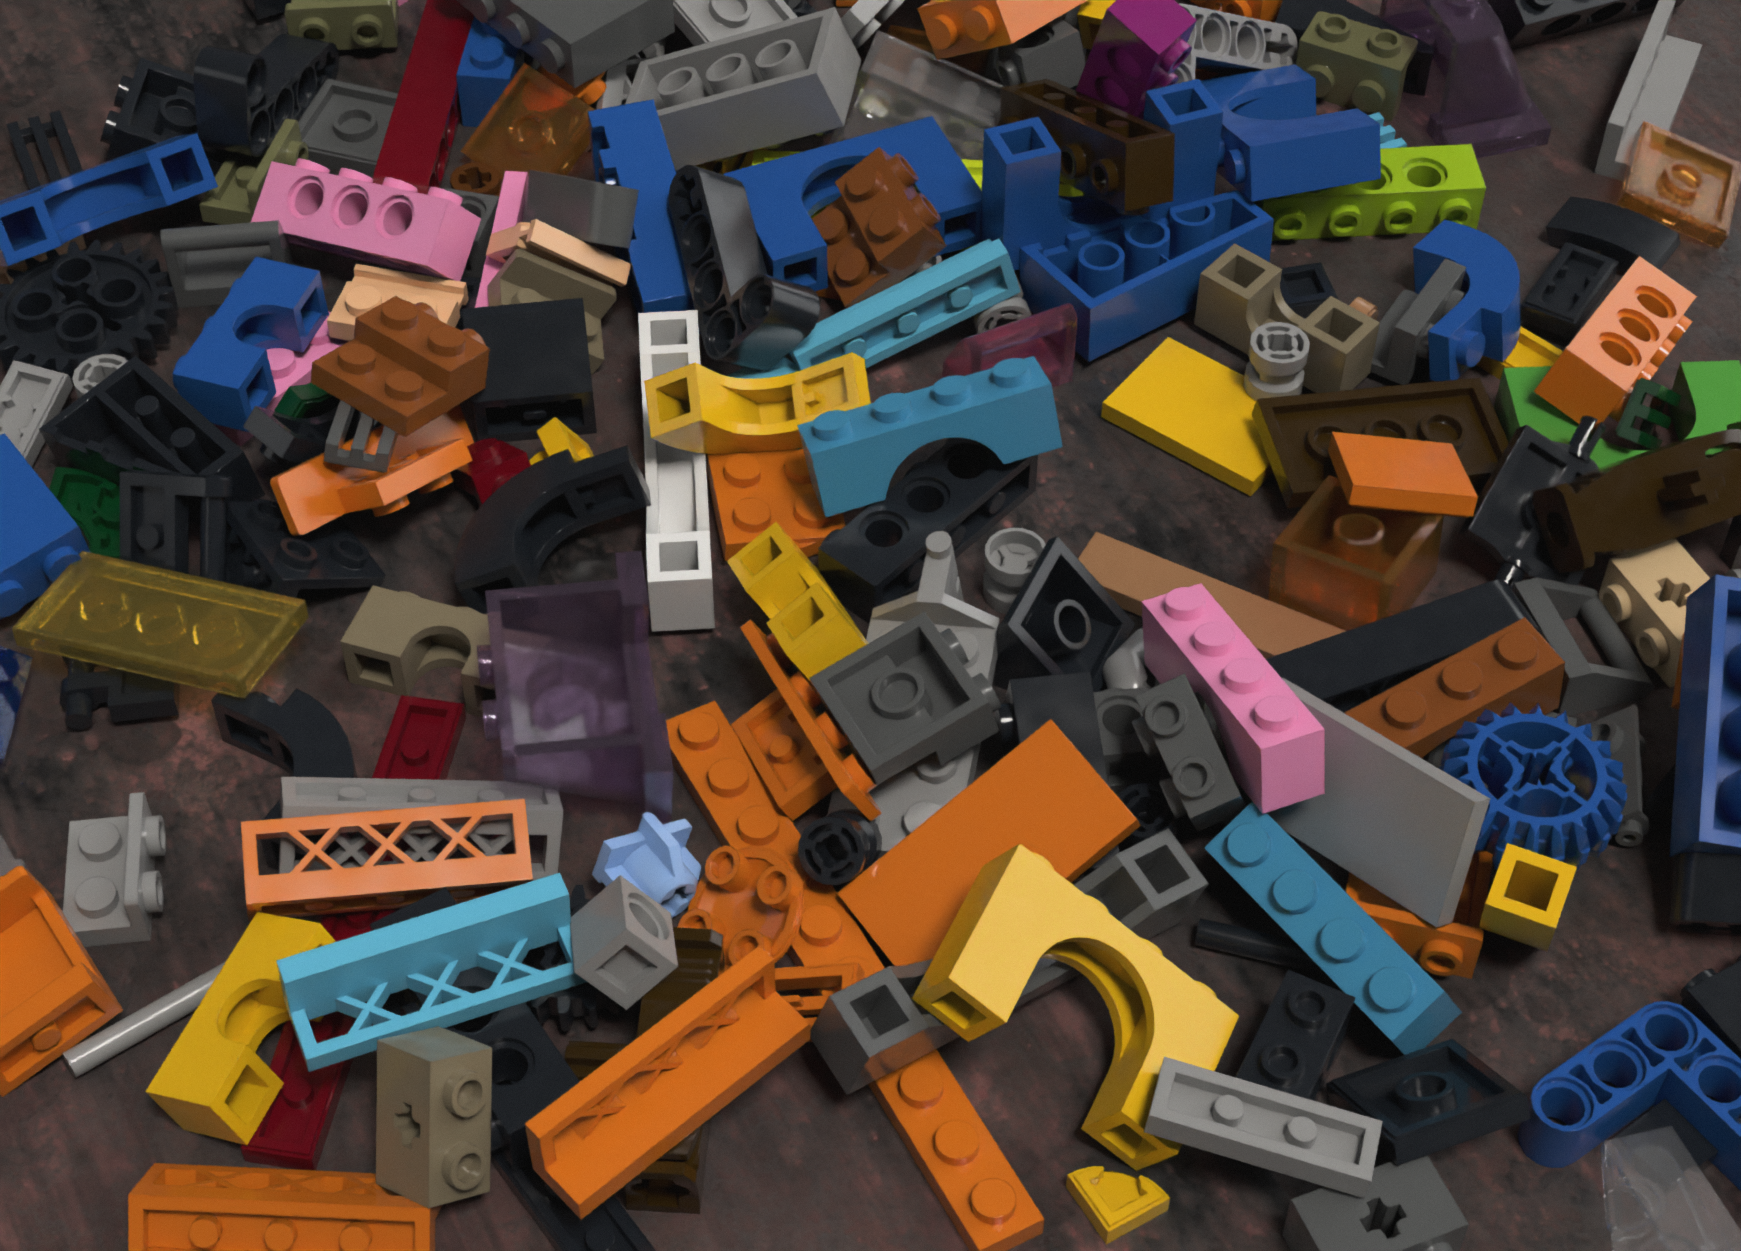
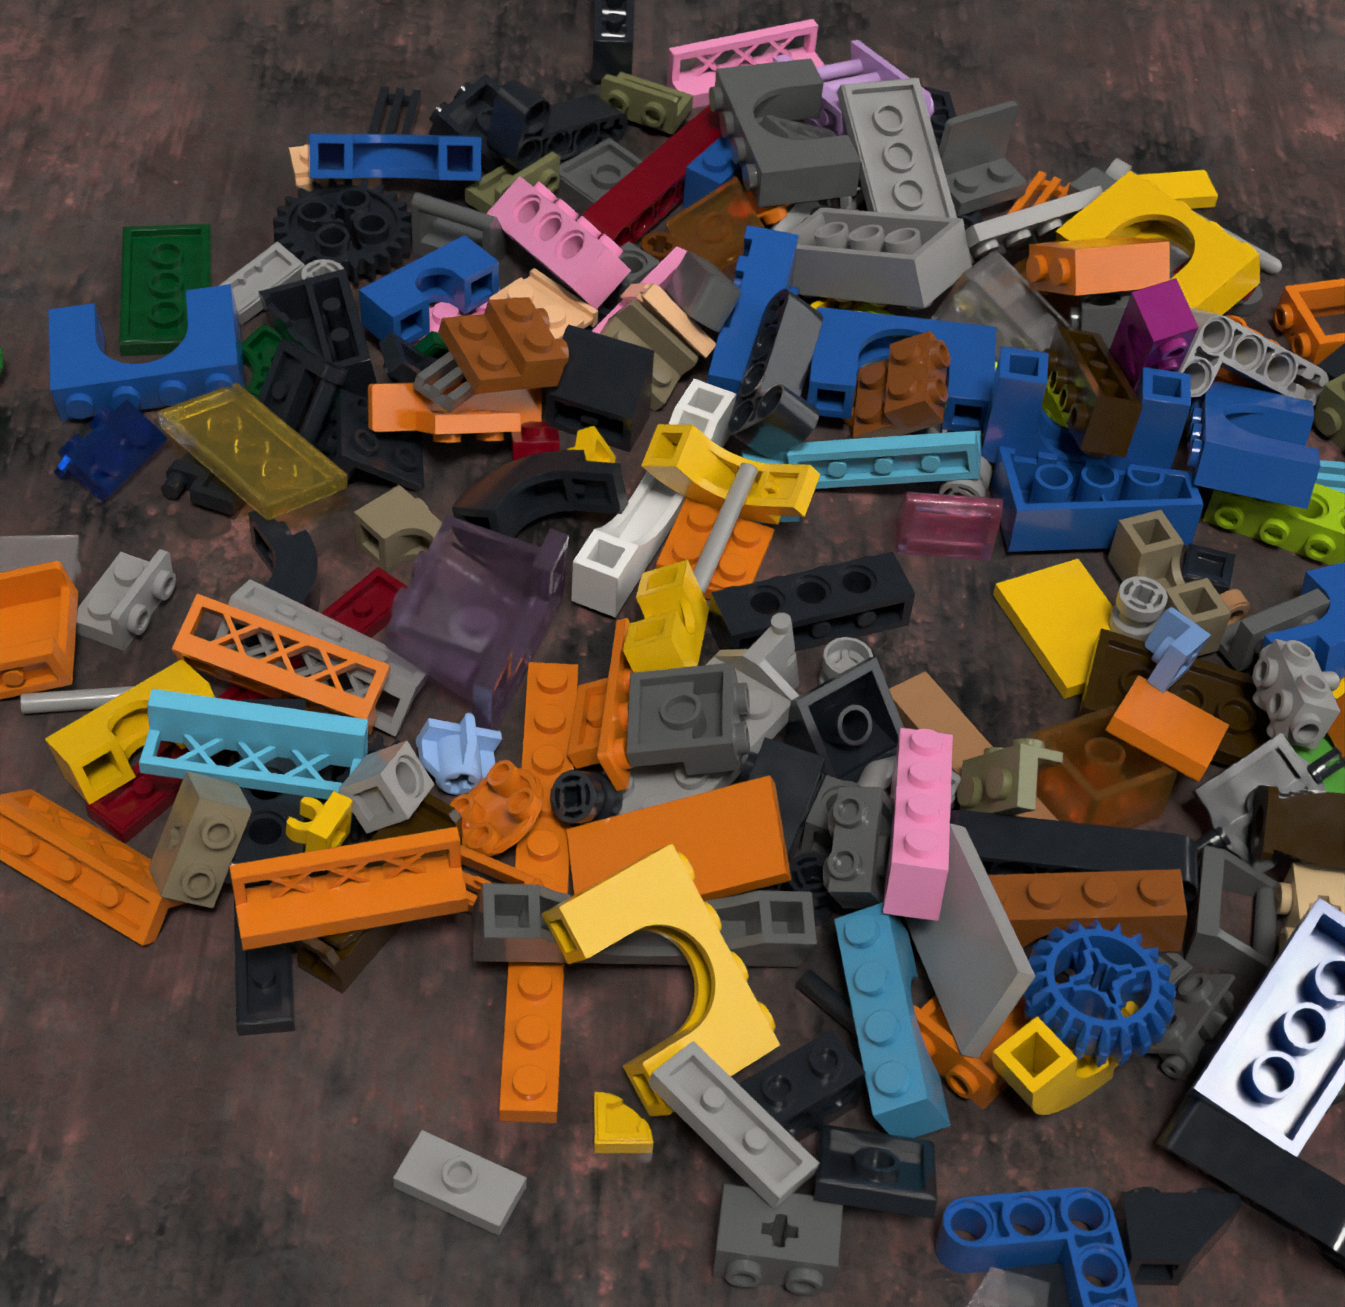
camera: 25 degrees right, 0 degrees up
(579, 1026) = (328, 826): none -> yellow tile
(783, 461) = (724, 524): none -> light grey bar
(859, 449) = (891, 549): dark azure arch -> none
(1286, 604) = (1005, 778): none -> olive bracket
(1353, 381) = (1175, 647): none -> medium blue bracket
(1502, 378) = (1295, 693): none -> light grey brick

